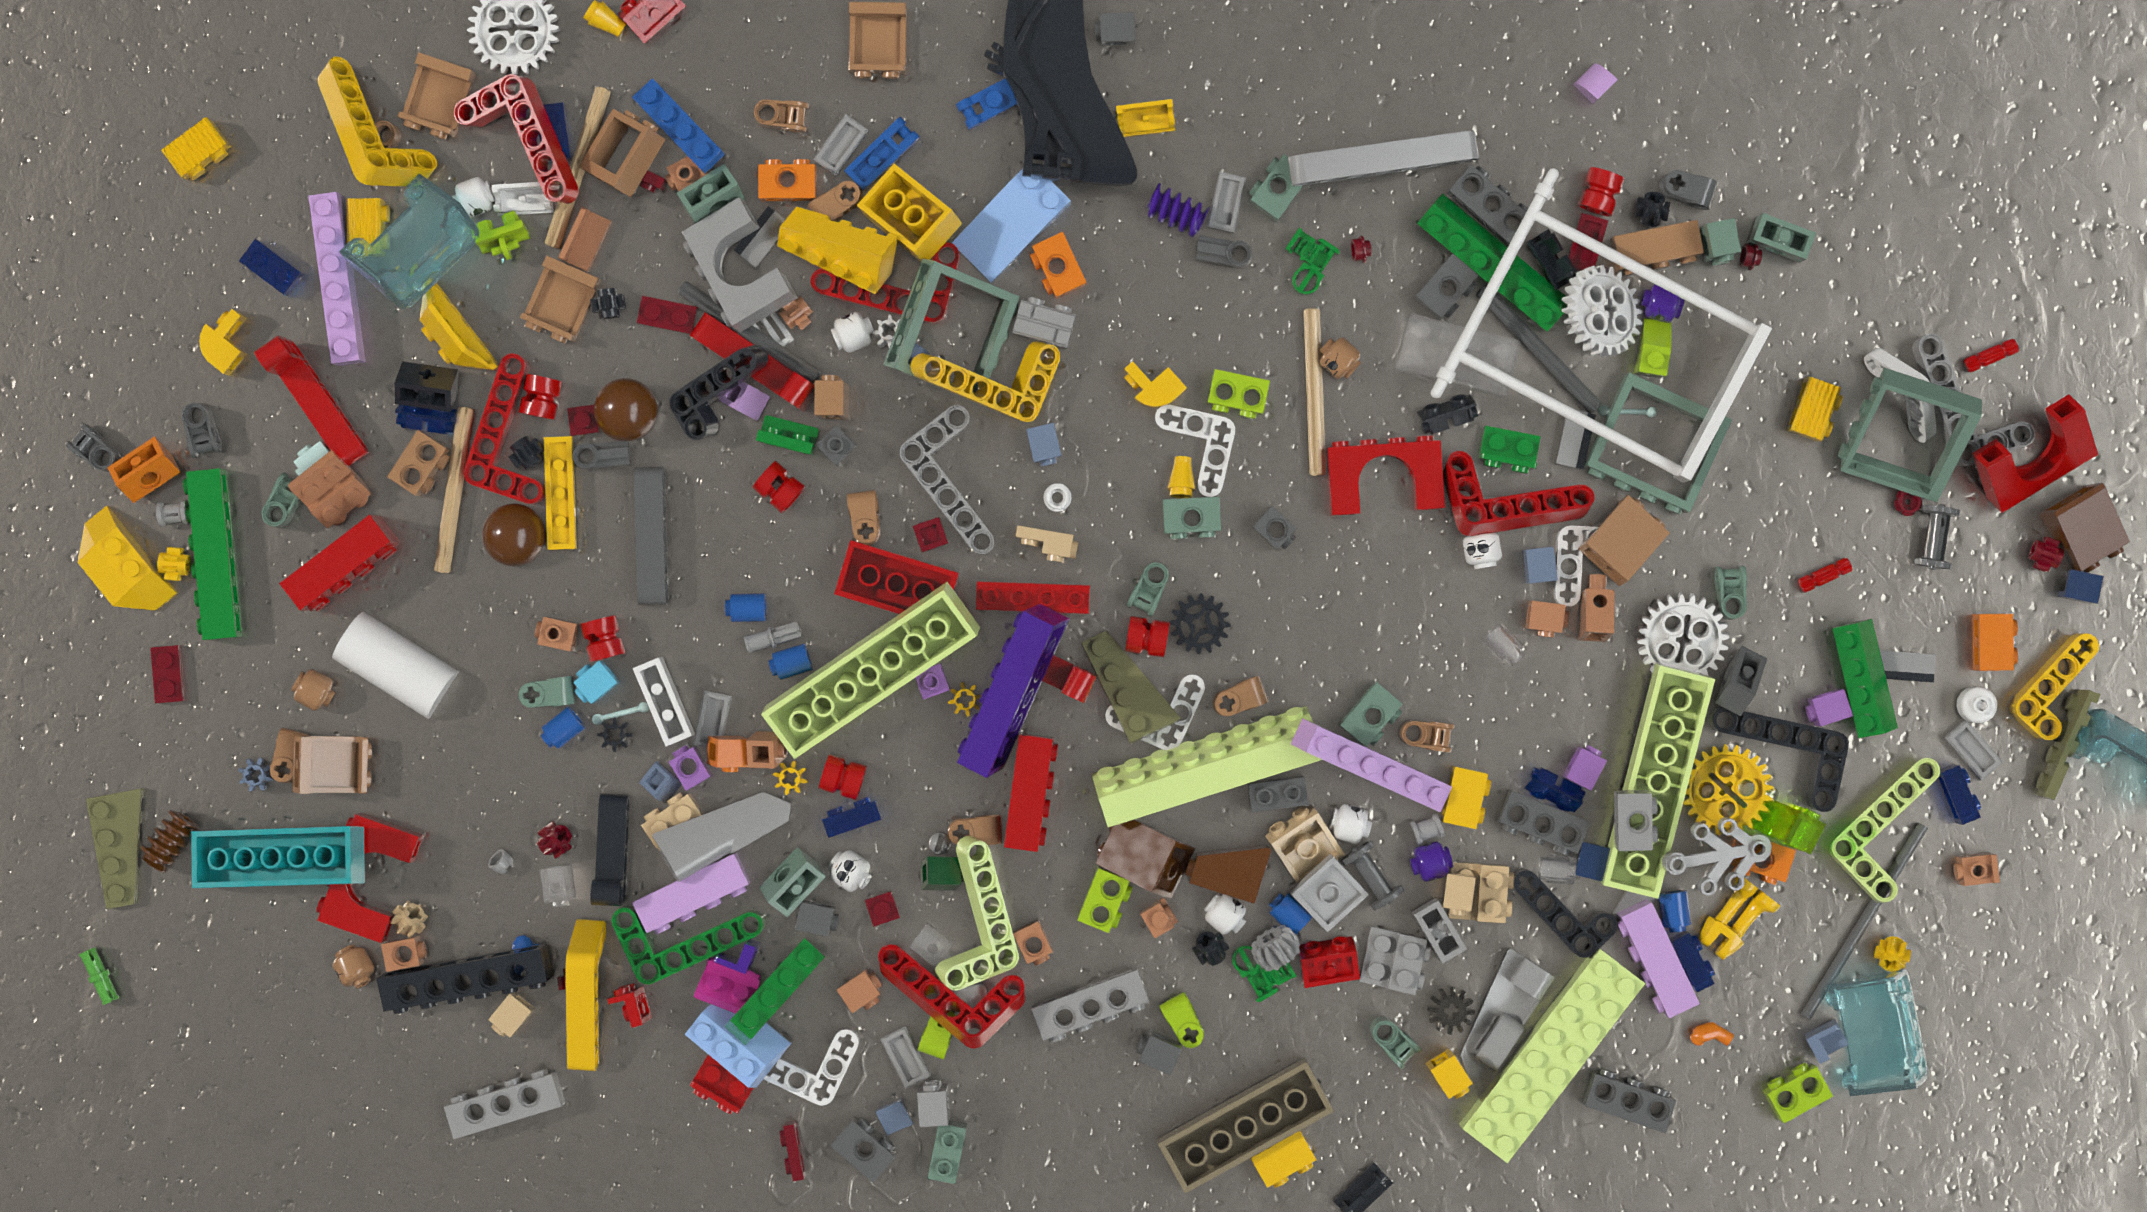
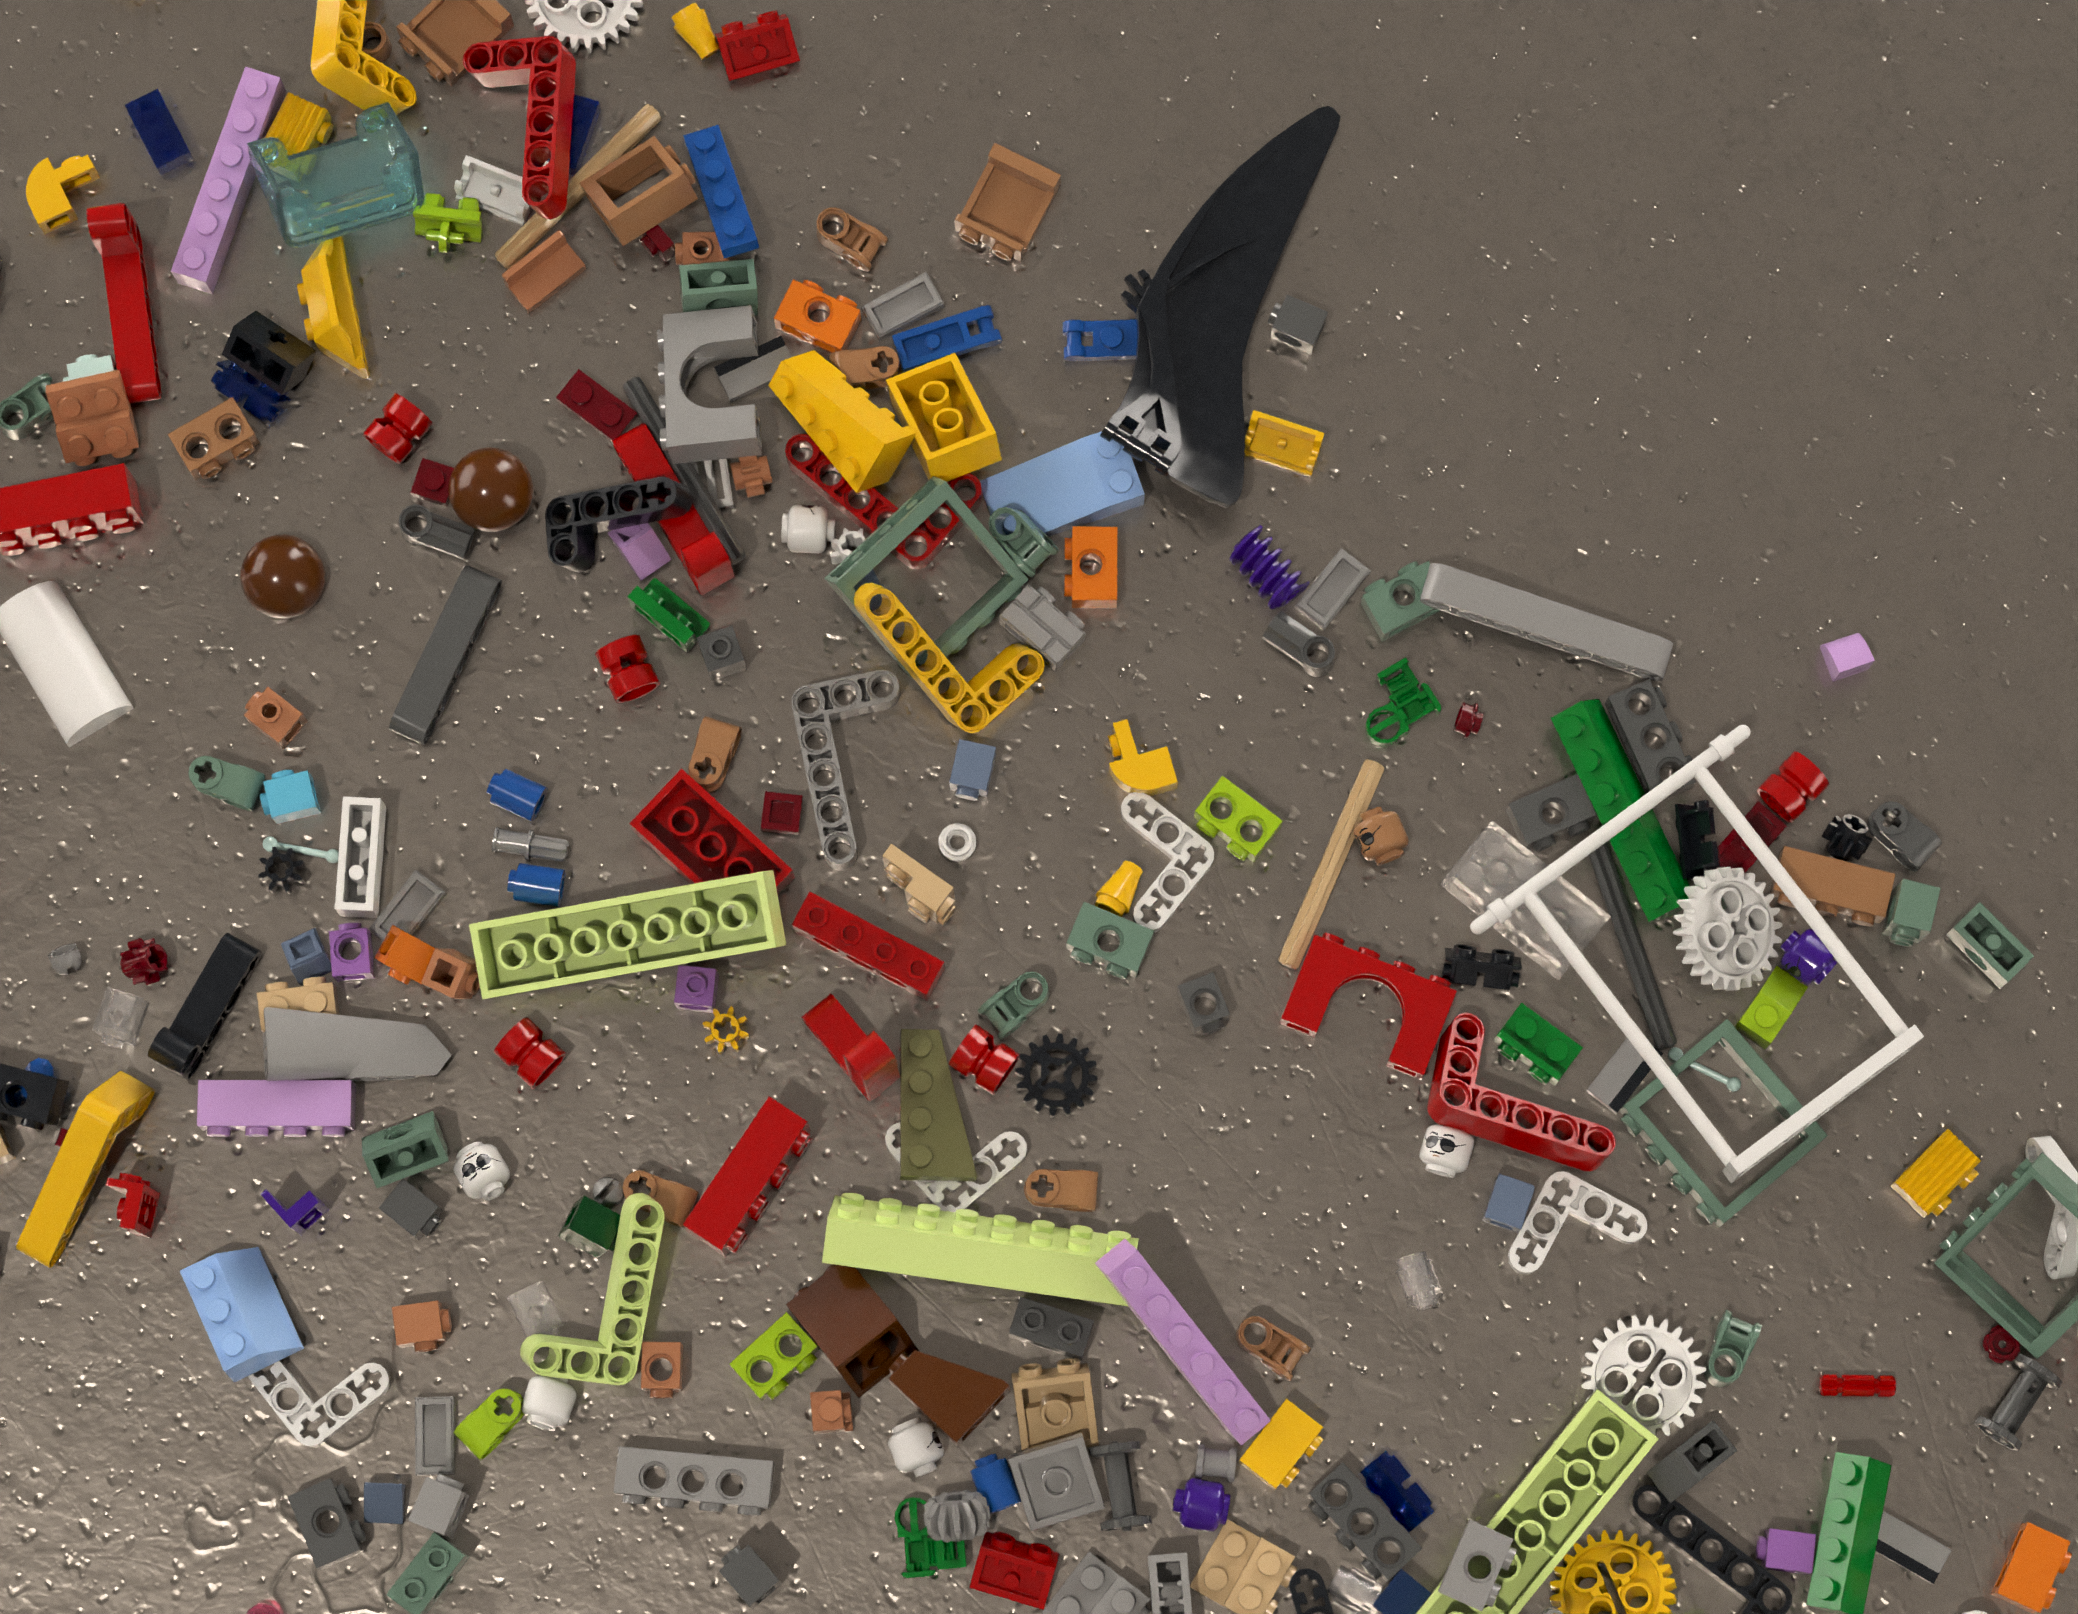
camera: 25 degrees right, 10 degrees down
(453, 490) = (238, 490): tan axle -> none
(474, 196) = (440, 161): white head -> none
(498, 436) = (325, 452): red beam -> none
(526, 453) = (347, 486): black gear -> none
(560, 300) = (480, 329): medium nougat panel -> none
(560, 493) = (362, 553): yellow plate -> none
(562, 728) = (221, 832): blue brick -> none
(602, 638) = (325, 747): red wheel -> none
(608, 303) = (533, 358): black gear -> none
(684, 948) = (234, 1167): green beam -> none
(720, 1085) = (193, 1360): red bracket -> none
(726, 986) = (262, 1241): dark pink bracket -> none
(774, 991) = (315, 1270): green brick -> none
(789, 785) = (475, 1030): yellow gear -> none
(794, 1163) = (243, 1469): dark red plate -> none
(831, 398) = (742, 590): medium nougat brick -> none
(843, 821) = (503, 1107): clear blue piece -> none
(882, 908) = (498, 1238): dark red plate -> none
(949, 1001) = (520, 1384): red beam -> none
(1004, 271) = (1027, 544): none -> sand green piece
(1012, 690) = (787, 1039): dark purple brick -> none
(1180, 1016) = (799, 1548): lime piece -> none
(1210, 948) = (876, 1480): black gear -> none
(1350, 824) = (1123, 1410): white head -> none
(1355, 720) = (1228, 1269): sand green brick -> none
(1459, 893) = (1217, 1557): tan brick -> none
(1546, 618) = (1486, 1272): nougat brick -> none
(1585, 767) = (1448, 1479): medium lavender brick -> none
(1596, 622) = (1546, 1299): nougat torso -> none
(1624, 540) = (1626, 1220): medium nougat panel -> none
(1750, 256) = (1942, 952): dark red plate -> none

